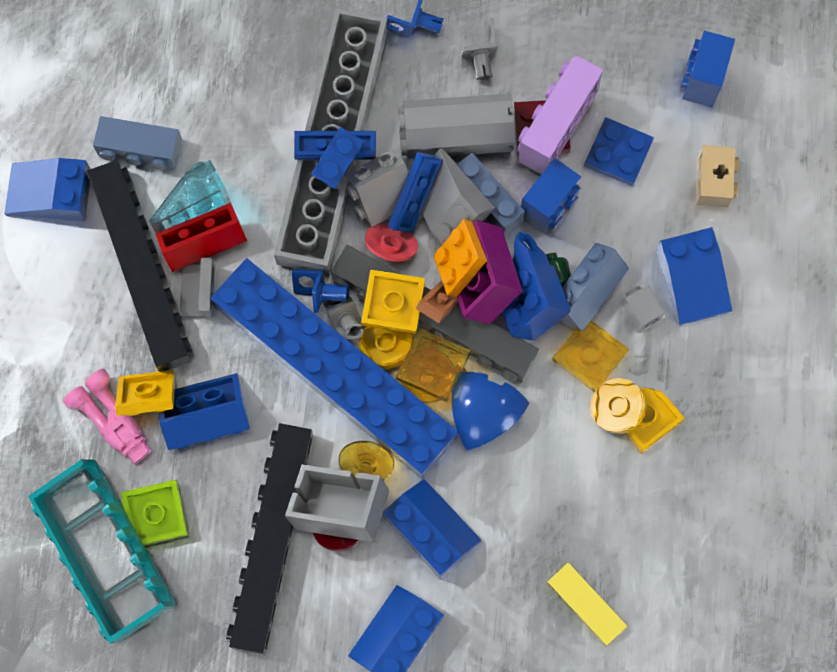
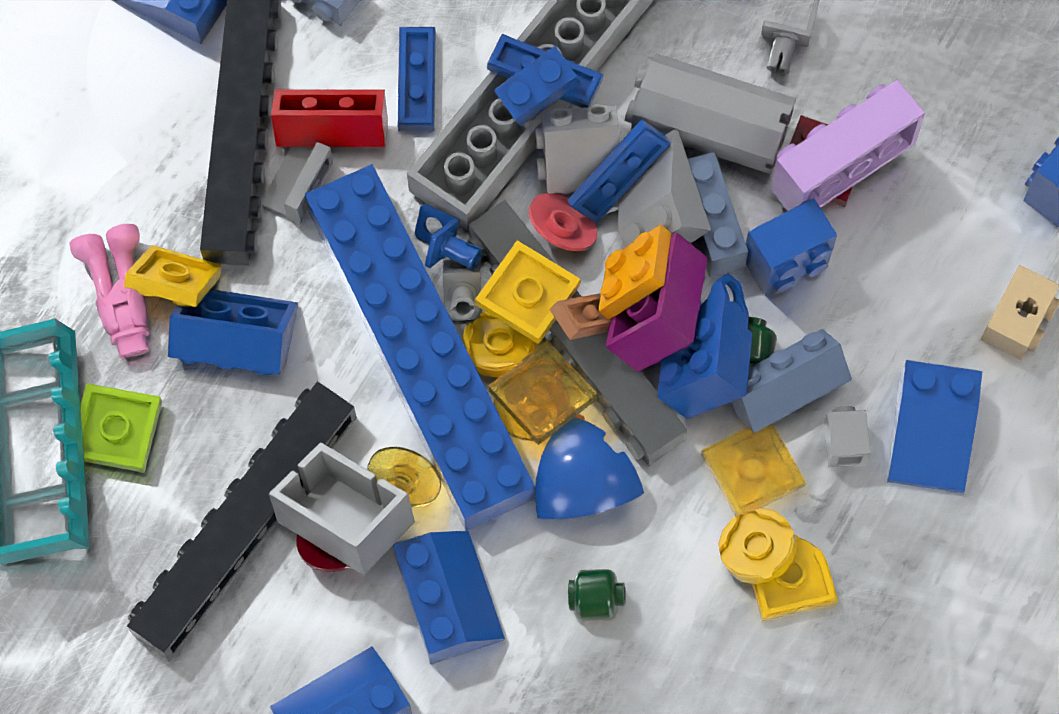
camera: 25 degrees right, 5 degrees down
(193, 195) = (342, 61): clear light blue slope -> none
(245, 184) = (416, 79): none -> blue tile
(528, 485) = (596, 594): none -> dark green head
(618, 151) = (908, 231): blue plate -> none

